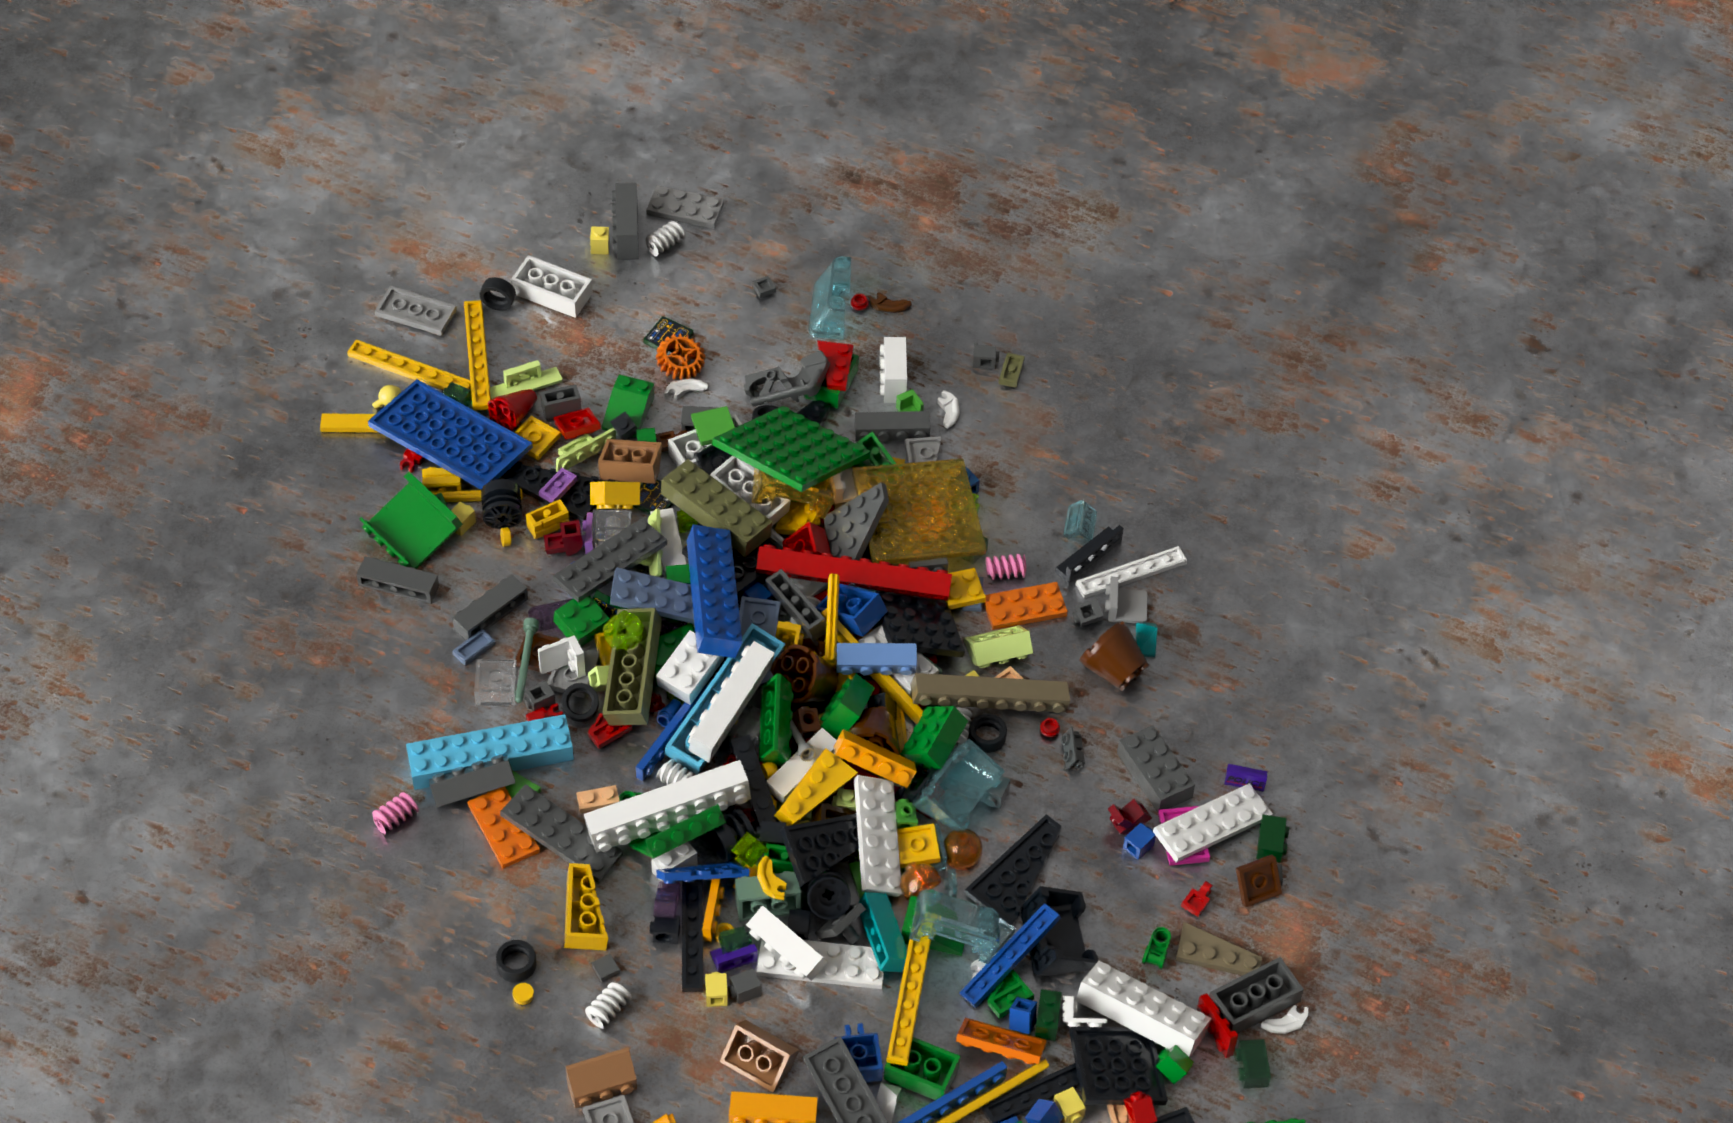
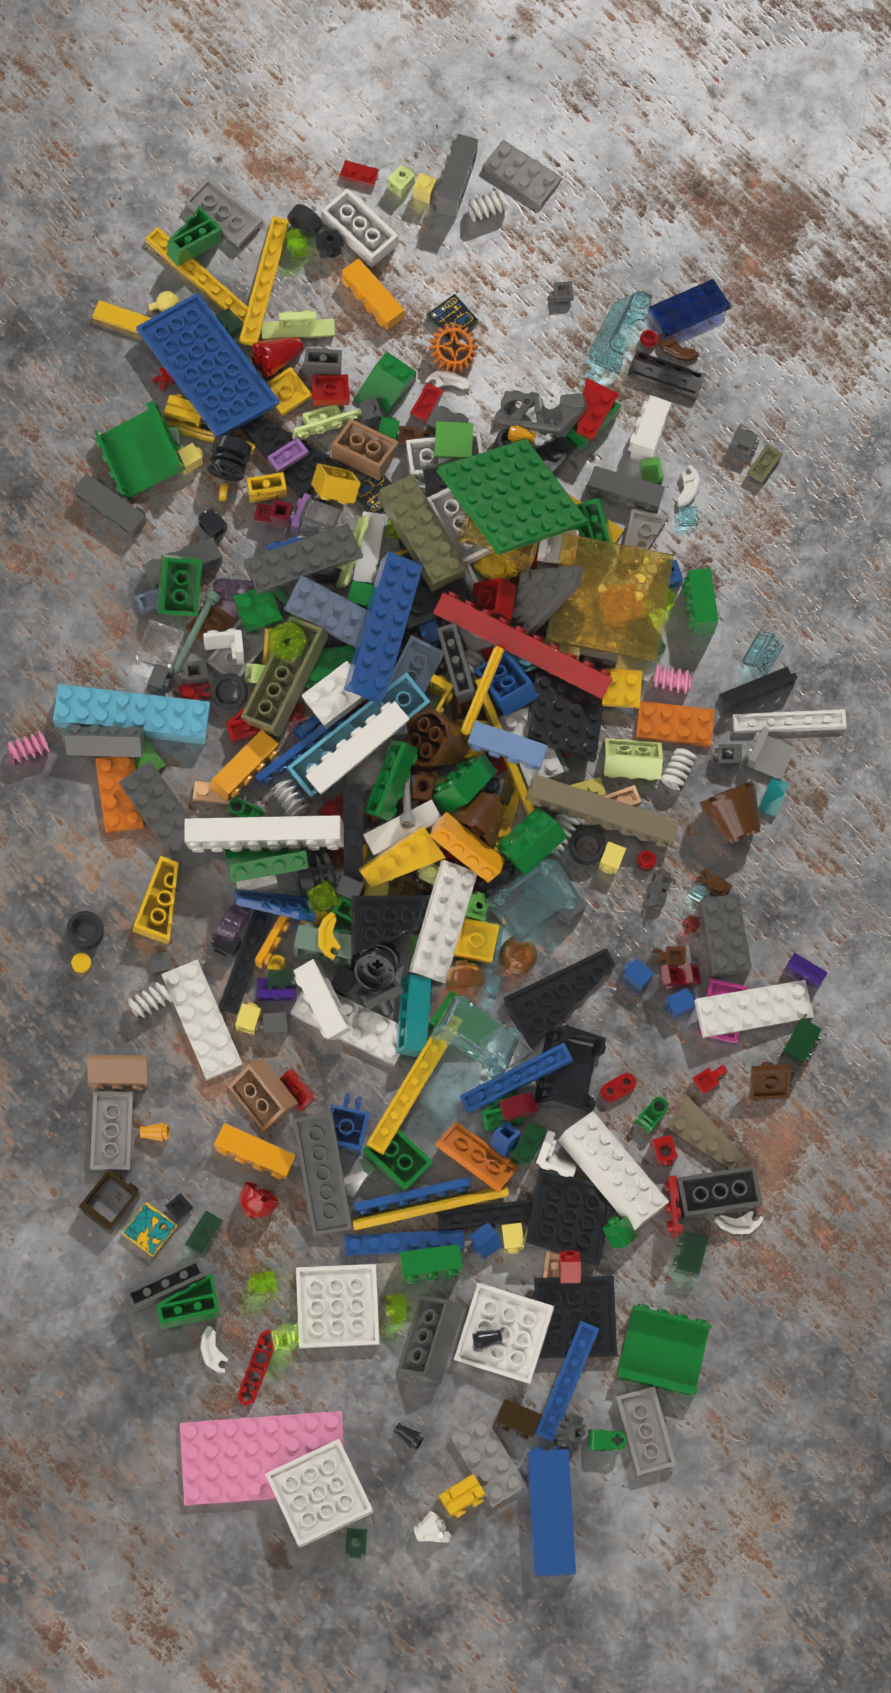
camera: 15 degrees right, 20 degrees up
(396, 335) = (194, 237): none -> green wedge
(495, 621) = (179, 585): none -> green brick
(496, 317) = (296, 244): none -> clear neon green brick
(505, 564) = (212, 523): none -> black brick
(506, 711) = (159, 679): none -> dark grey brick
(527, 307) = (329, 244): none -> black brick
(533, 247) = (359, 174): none -> red plate
(575, 241) = (401, 180): none -> yellowish green brick
(585, 336) = (372, 294): none -> light orange brick
(621, 762) = (244, 766): none -> light orange brick
(669, 1008) = (202, 1020): none -> white plate
(673, 409) = (425, 403): none -> red plate
(769, 769) = (371, 822): yellow hinge -> none
(773, 403) = (519, 433): none -> light orange cone
(793, 1037) = (297, 1089): none -> red plate
(886, 268) = (689, 307): none -> clear blue plate
(889, 326) = (666, 374): none -> black fence
(959, 432) = (688, 516): none -> clear light blue plate
(1004, 494) = (700, 602): none -> green brick
(1016, 735) = (612, 858): none -> light yellow brick
(1024, 979) = (518, 1107): none -> dark red brick
(1046, 640) = (677, 767): none -> white piece
(1086, 828) = (637, 974): none -> blue brick
(1112, 739) = (698, 892): none -> clear light blue plate
(1112, 935) = (618, 1087): none -> red plate
(1117, 798) = (673, 956): none -> reddish brown plate
(1118, 769) = (691, 924): none -> clear red plate
(1123, 730) = (716, 886): none -> reddish brown plate
(1184, 969) = (664, 1142): none -> red brick

